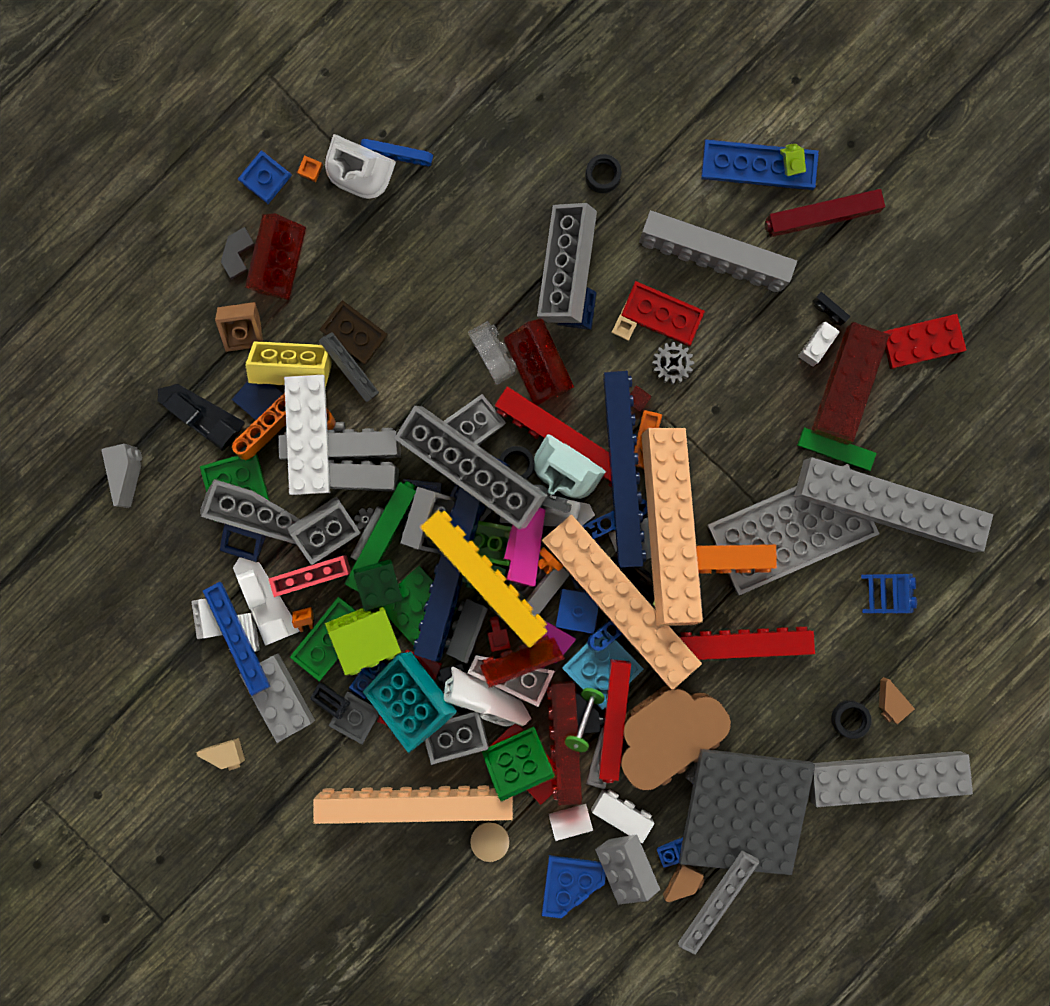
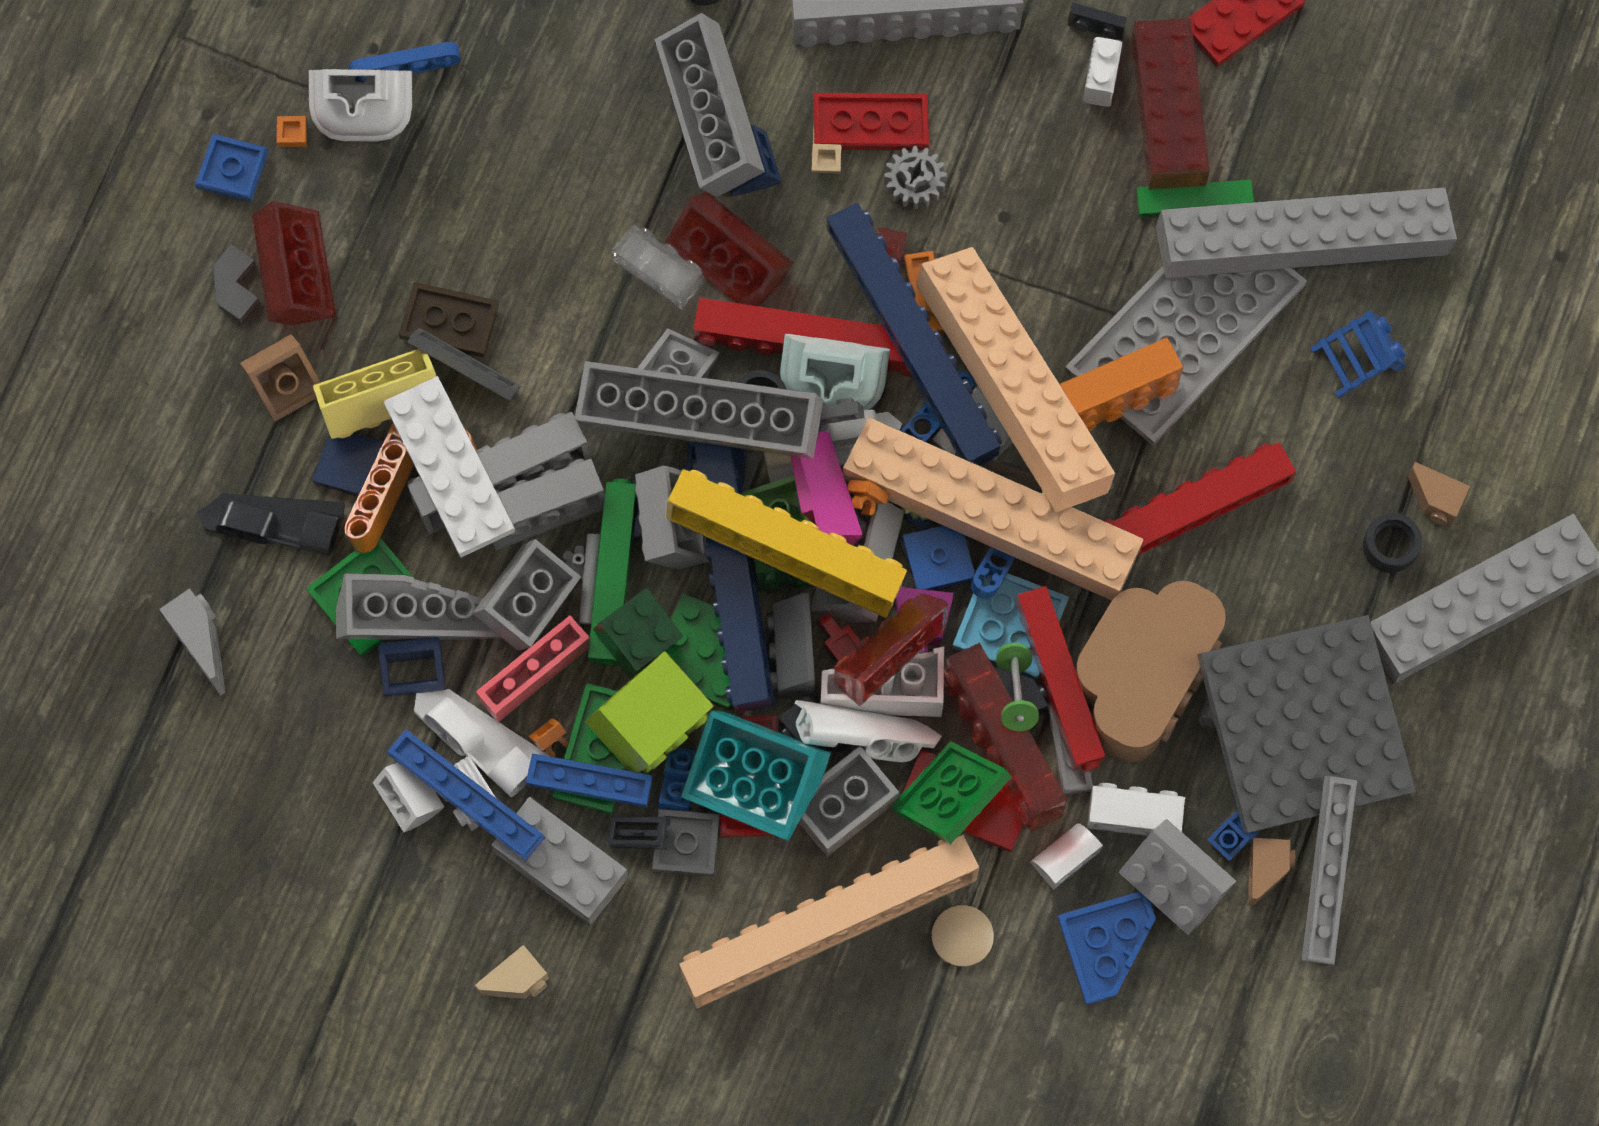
camera: 25 degrees left, 15 degrees down
(312, 659) = (589, 780): none -> blue plate

